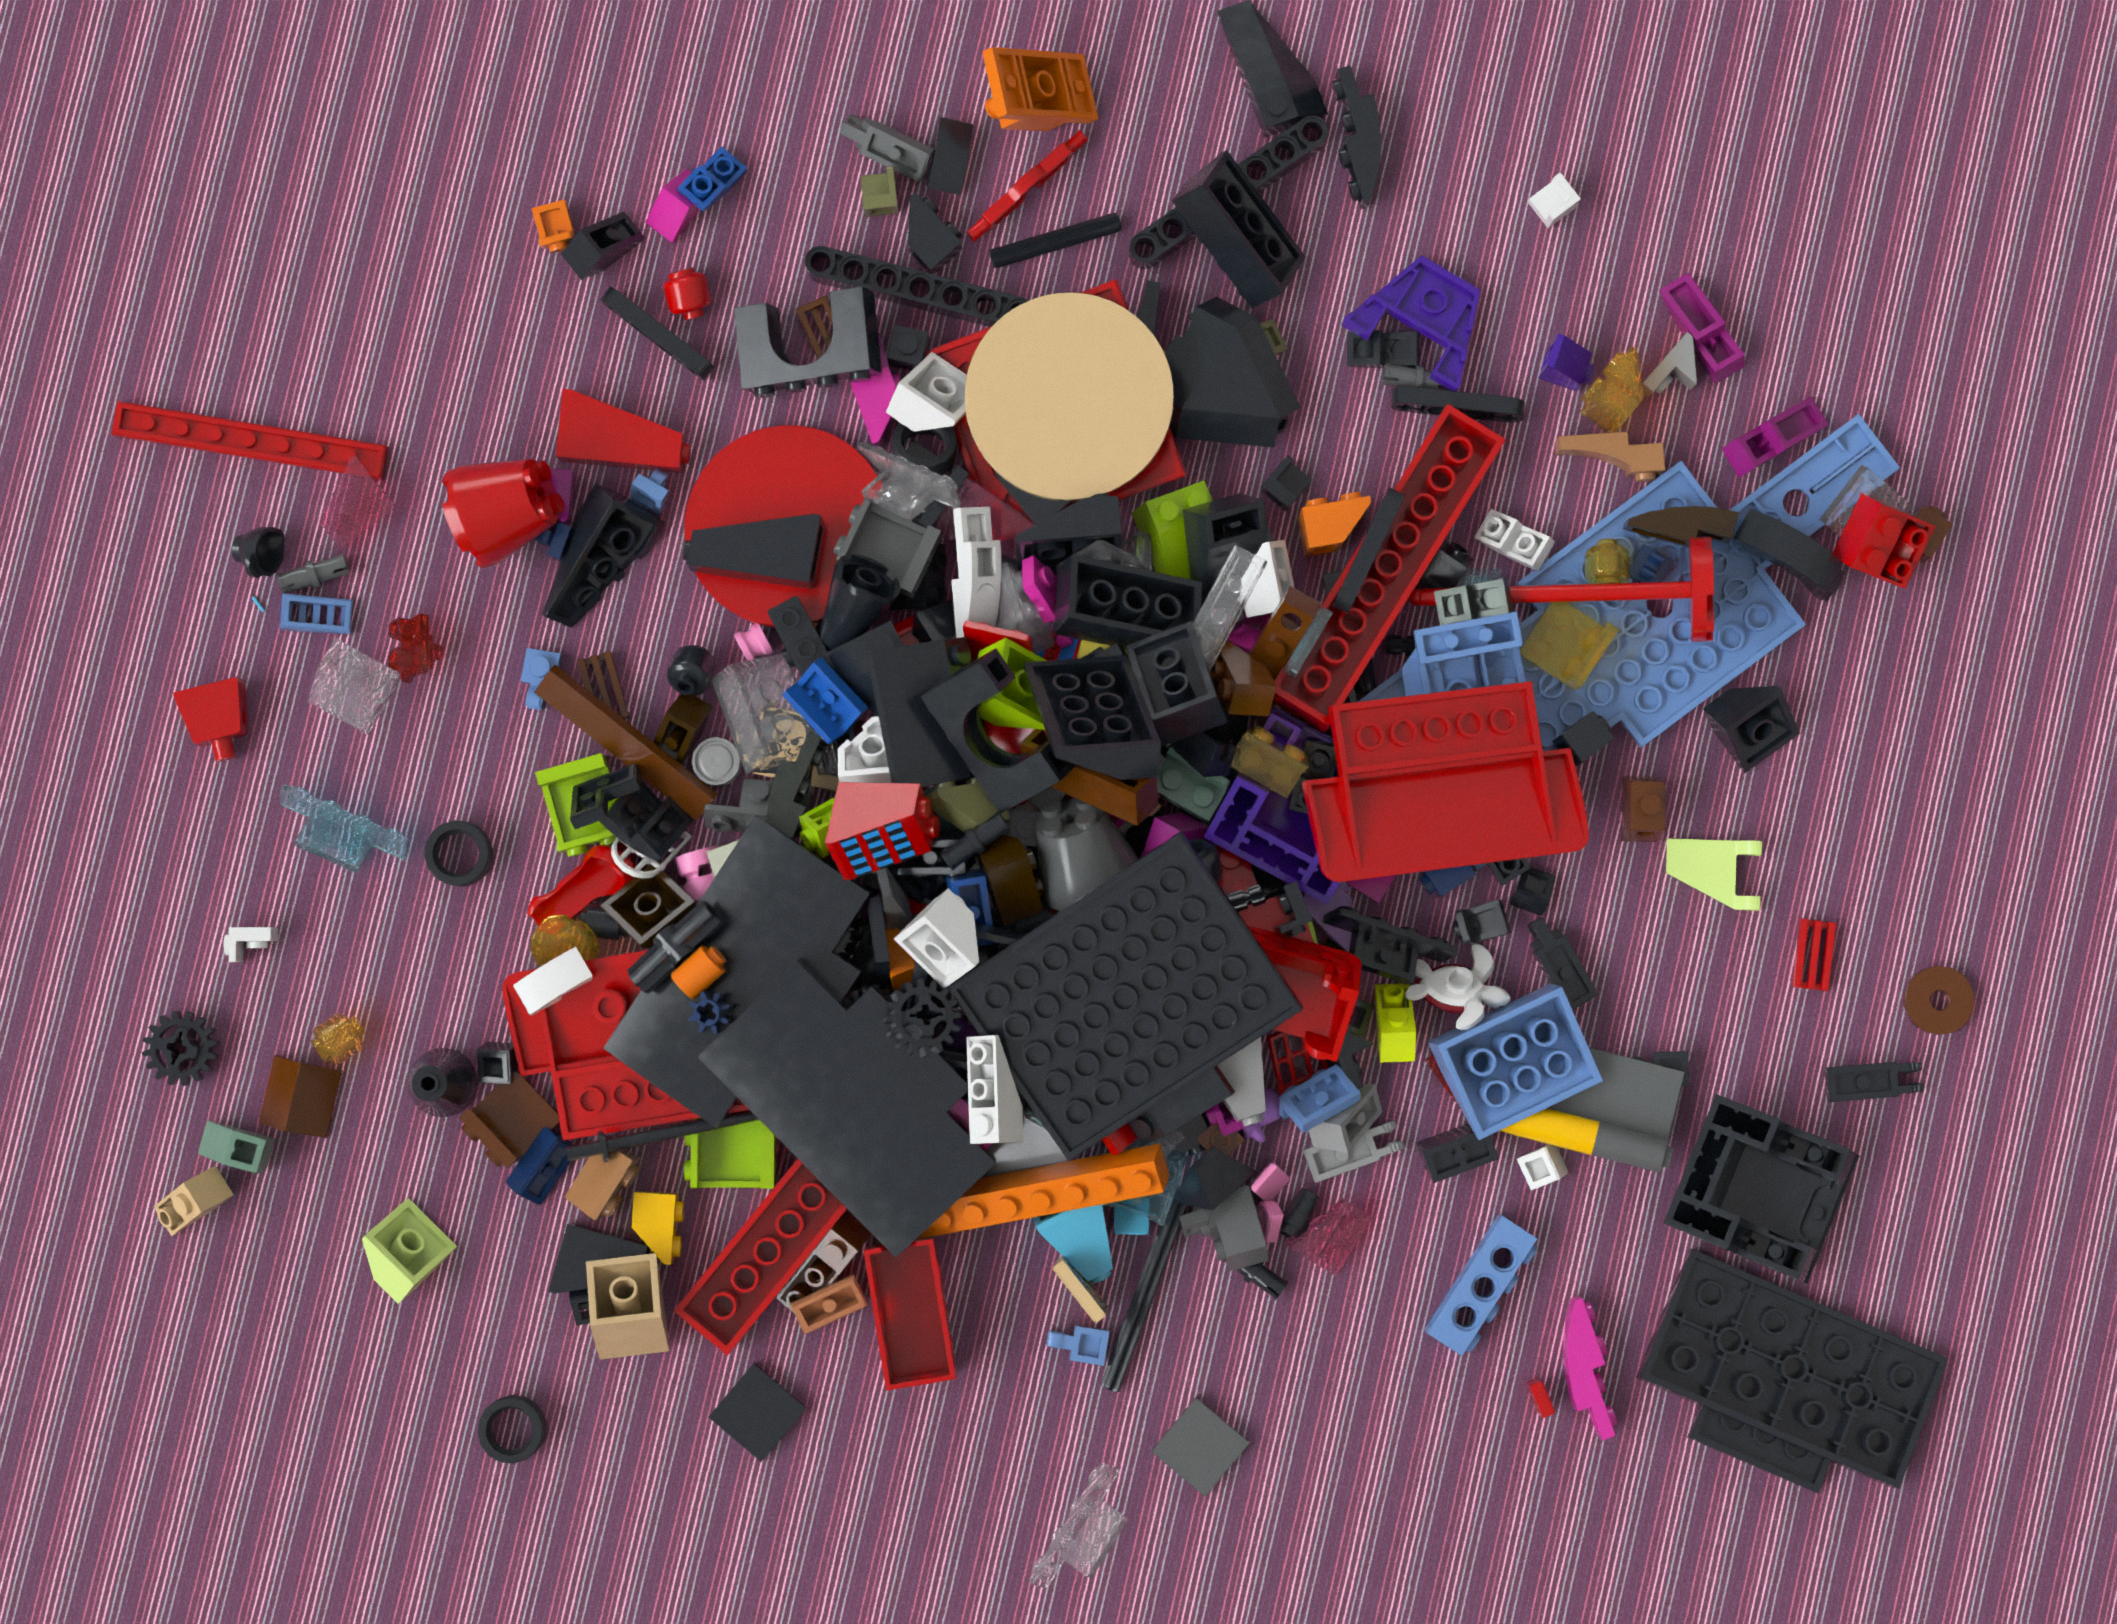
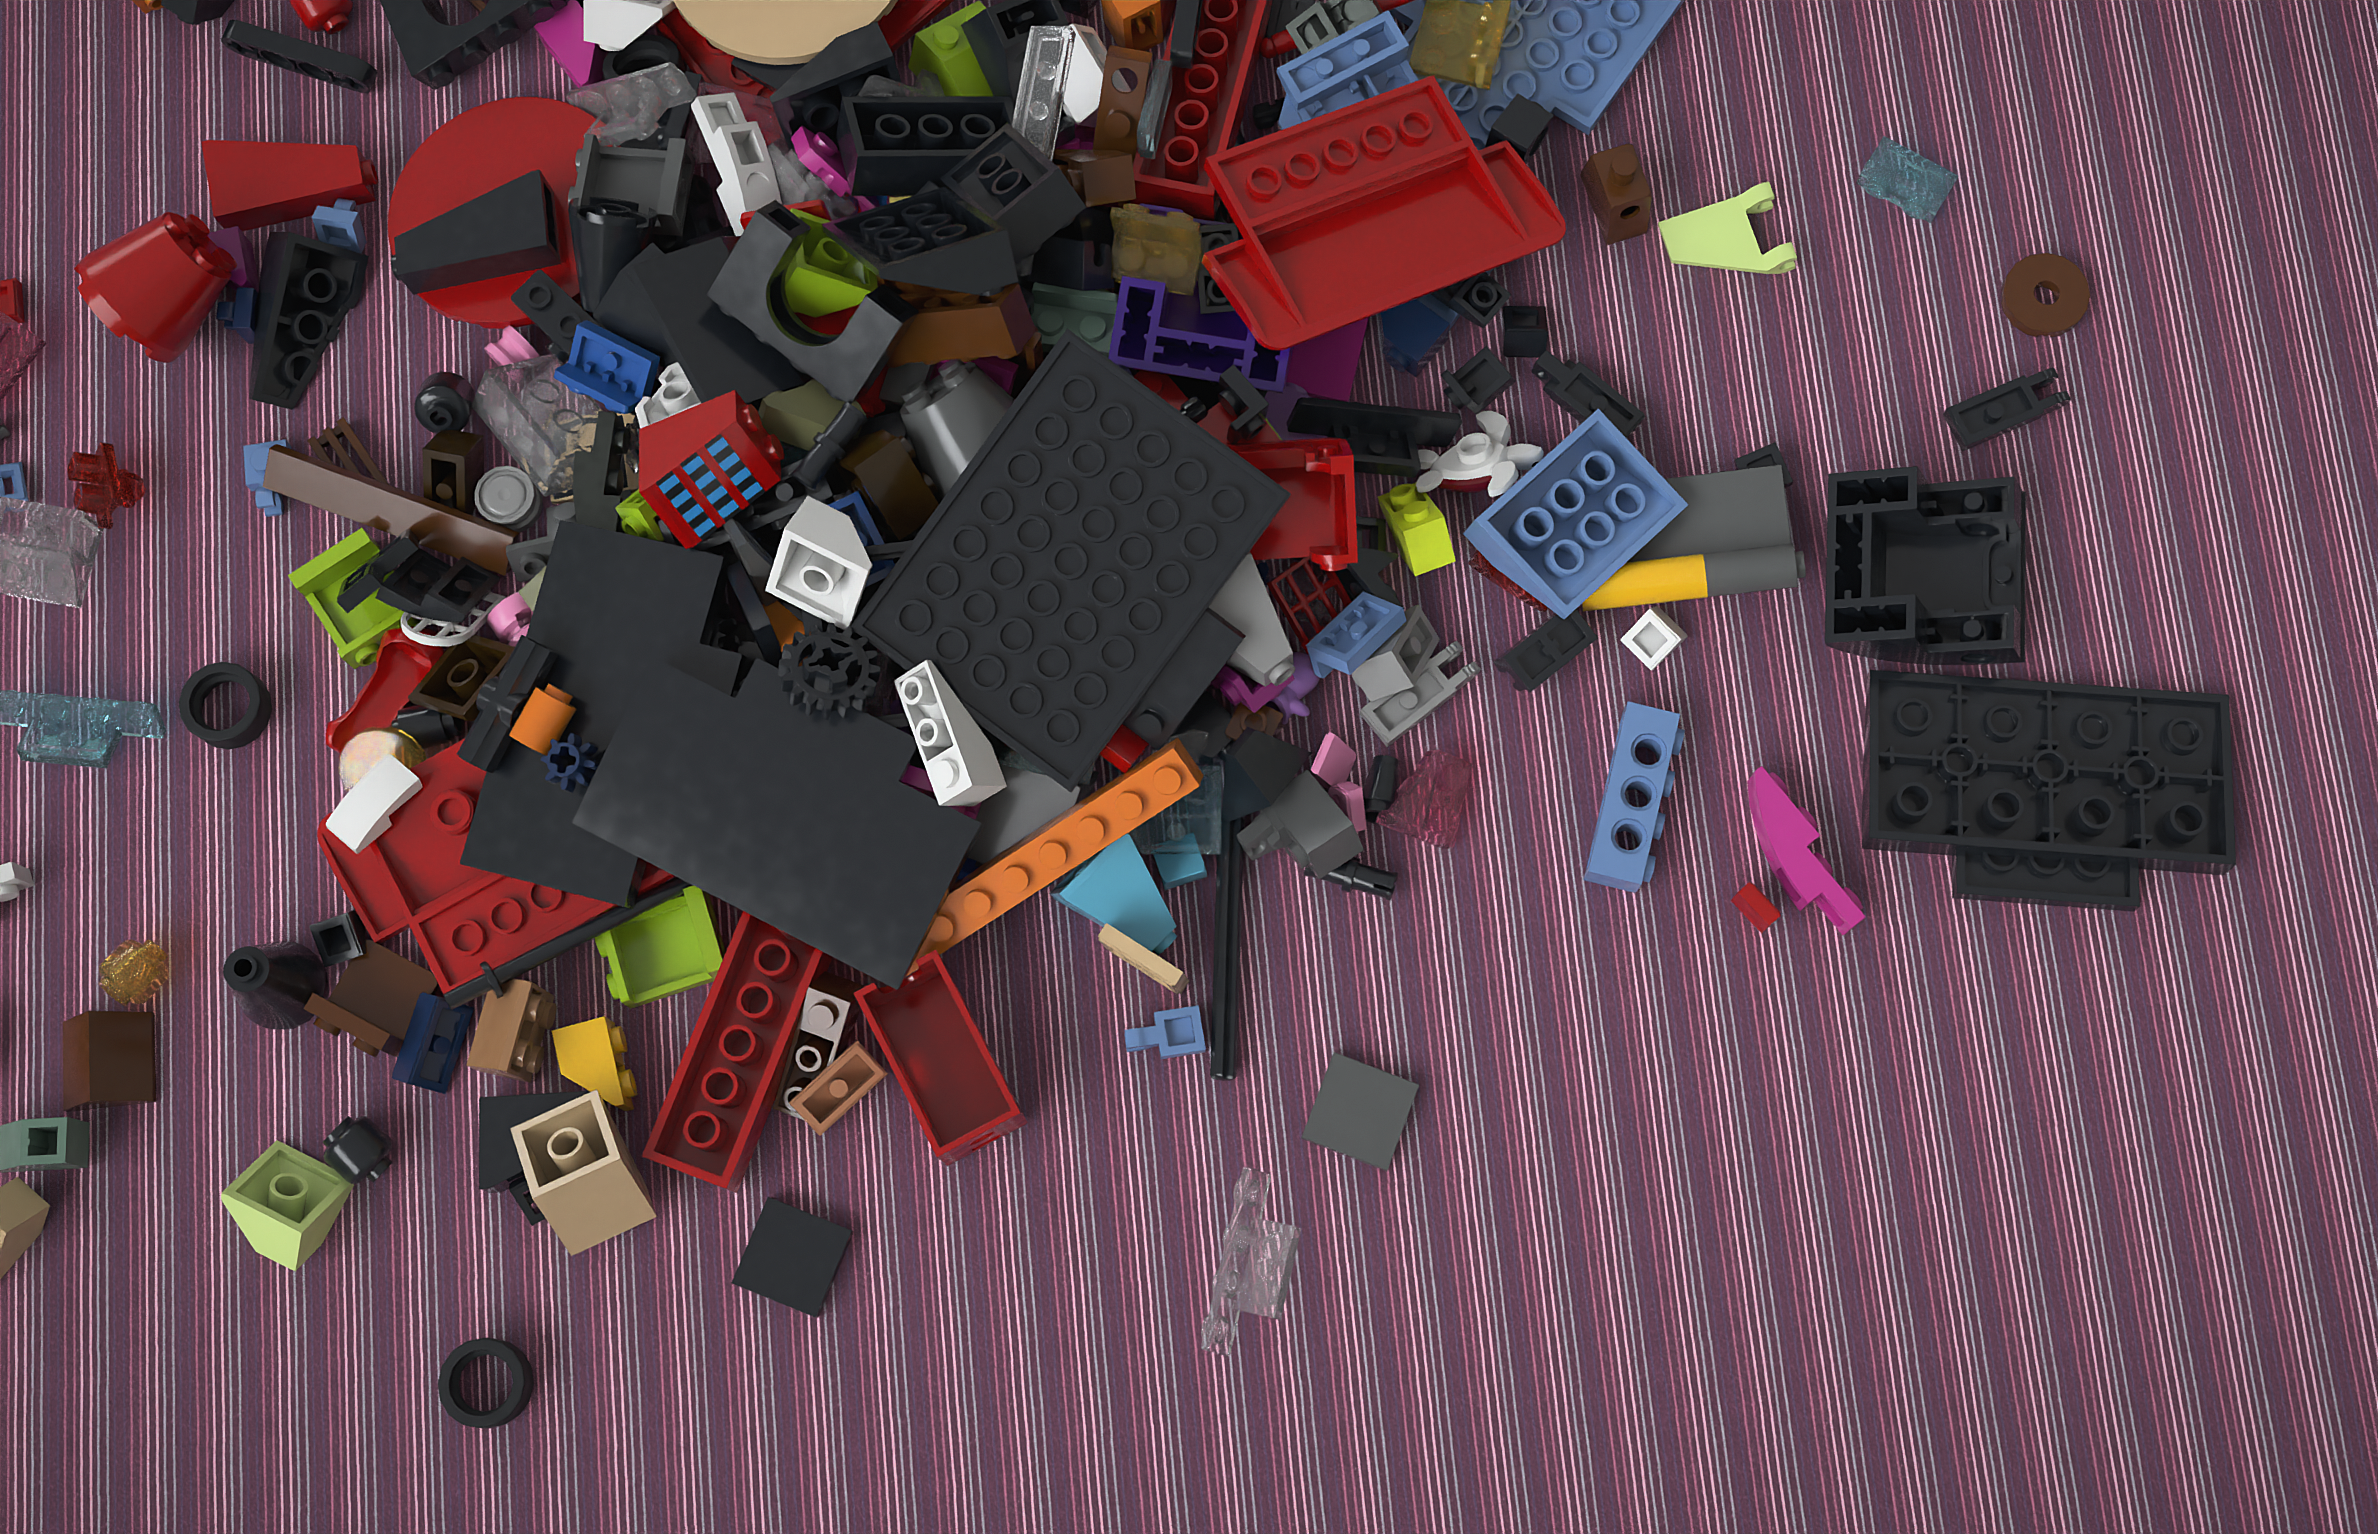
camera: 10 degrees left, 10 degrees down
(467, 1229) = (358, 1150): none -> black head
(1752, 723) = (1706, 61): black slope -> none
(1817, 926) = (1895, 289): red tile -> none
(1870, 871) = (1906, 180): none -> clear light blue bracket

